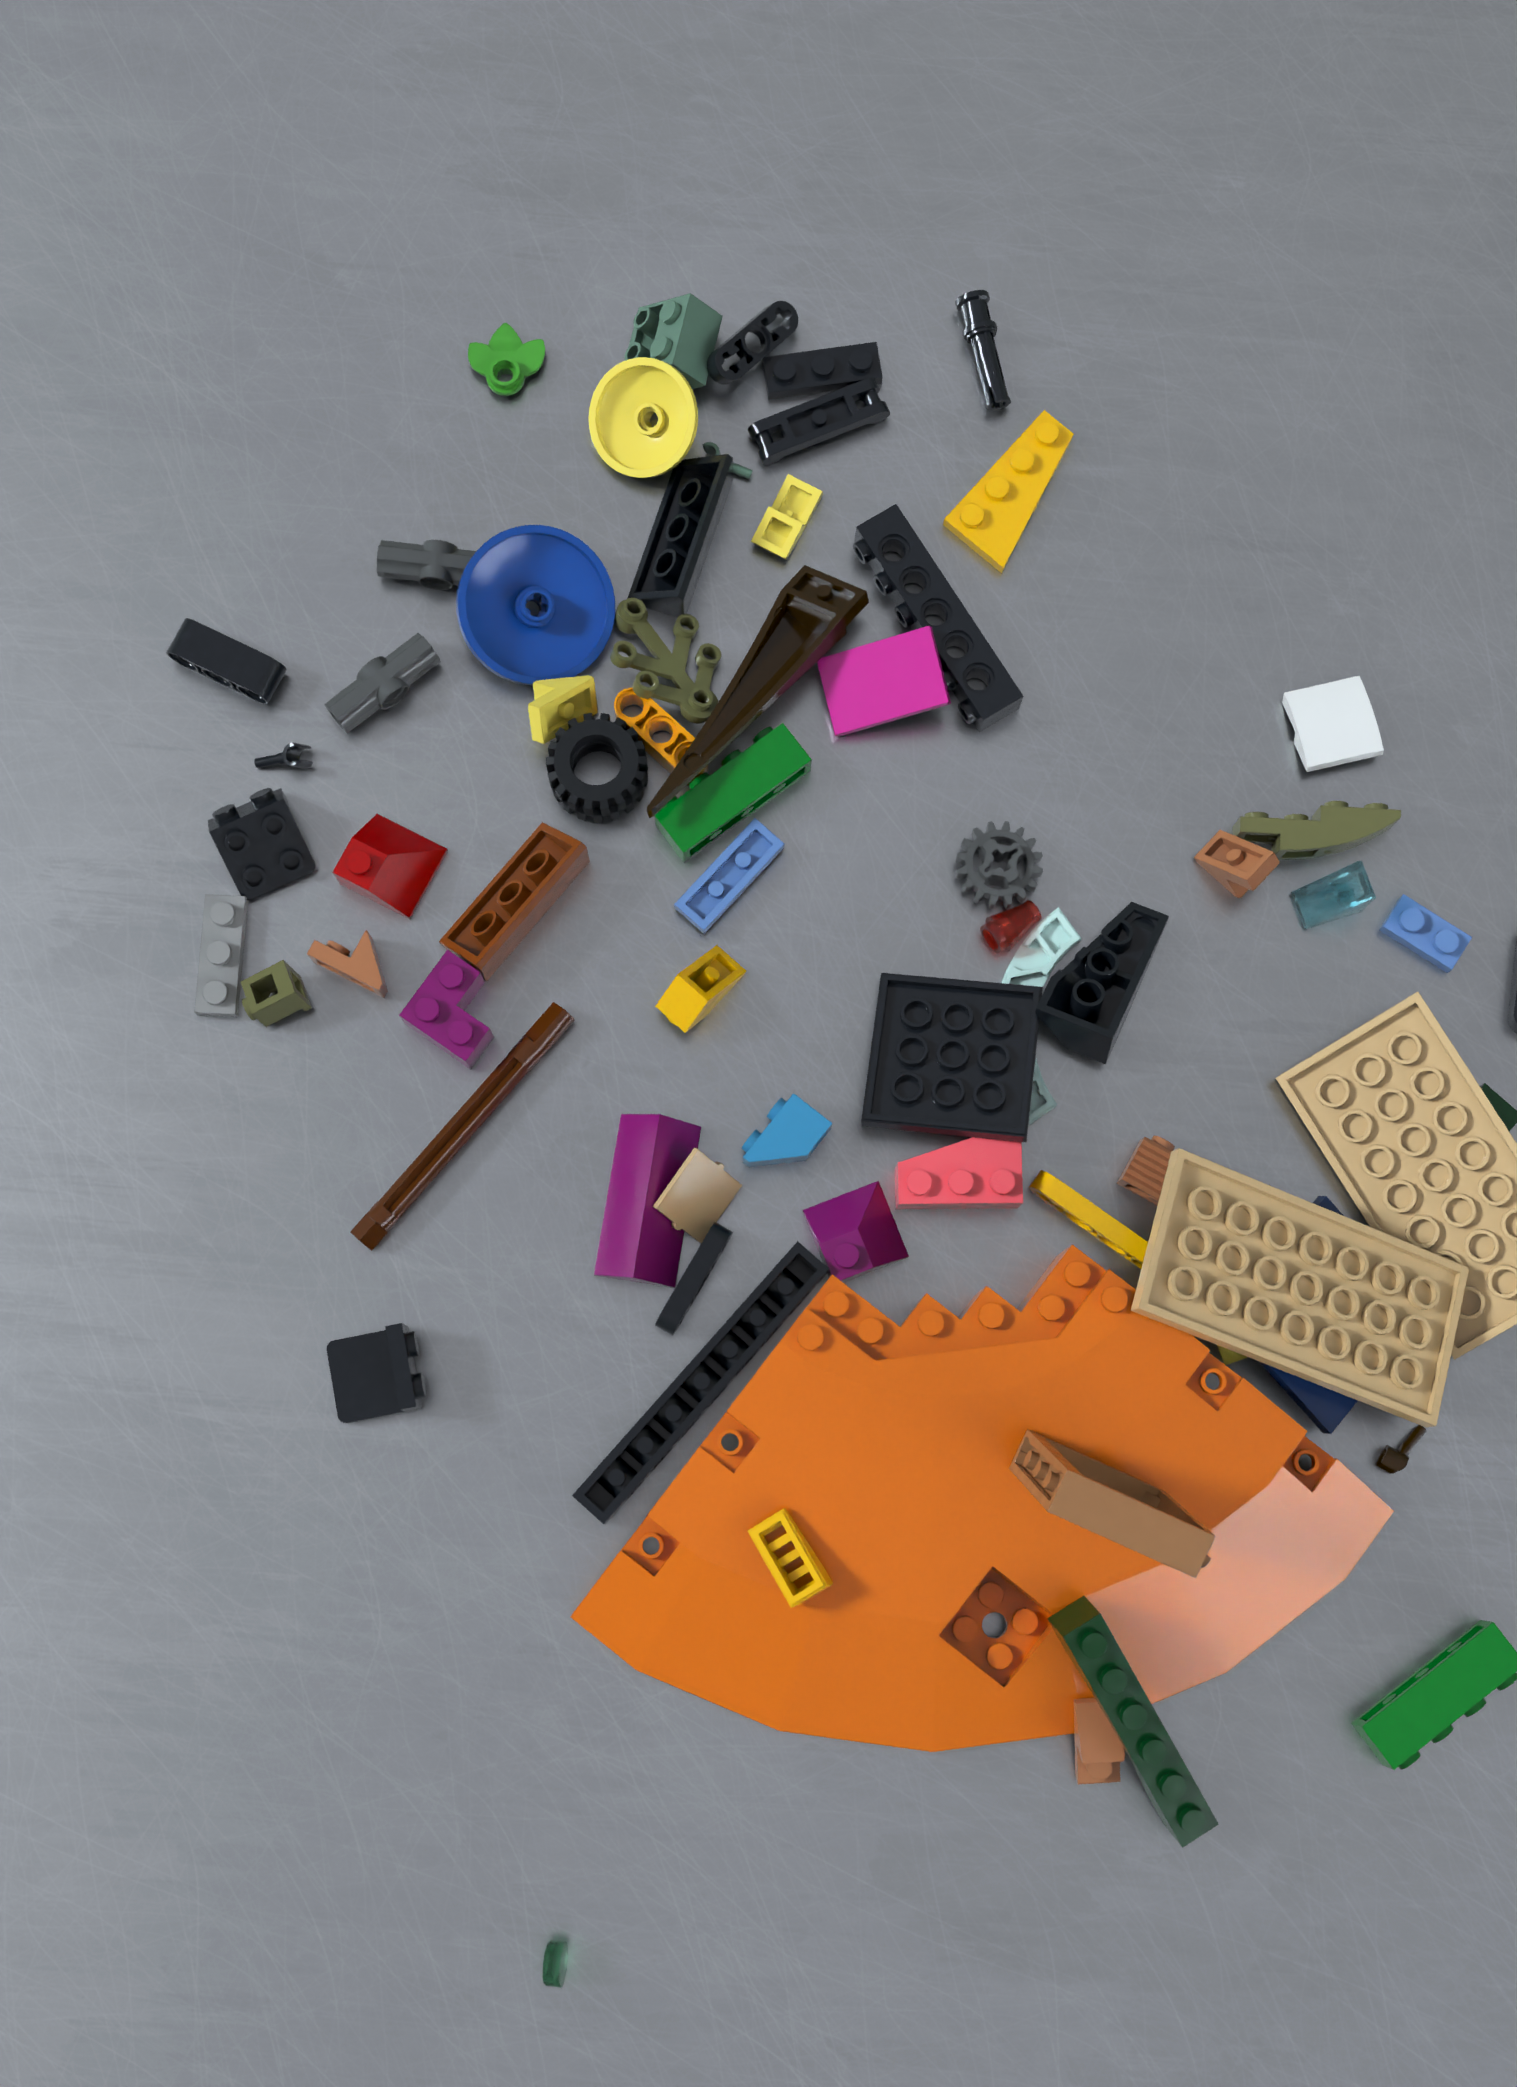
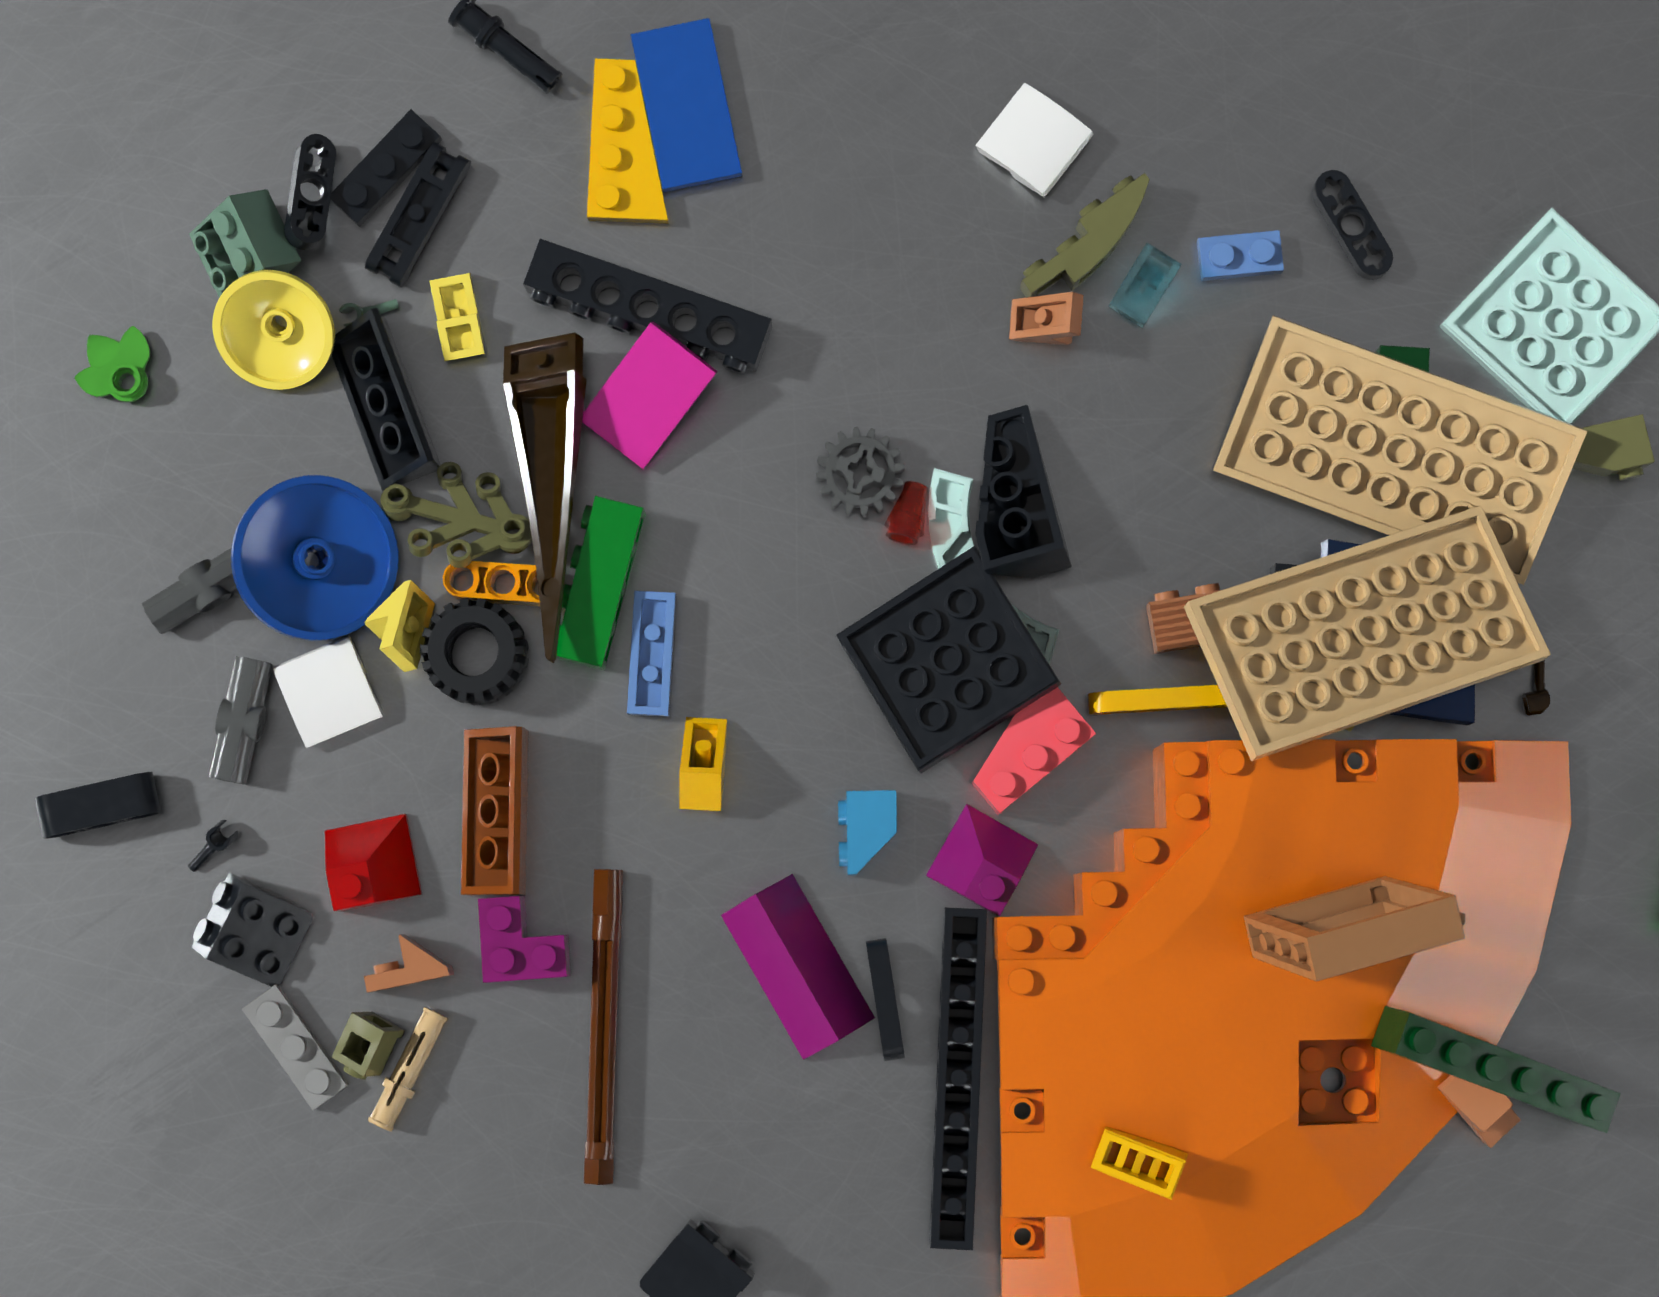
camera: 30 degrees left, 5 degrees up
(289, 1039) = (407, 1070): none -> tan pin
(464, 713) = (327, 691): none -> white slope
(697, 1195) = (835, 932): tan piece -> none
(1085, 496) = (686, 105): none -> blue tile

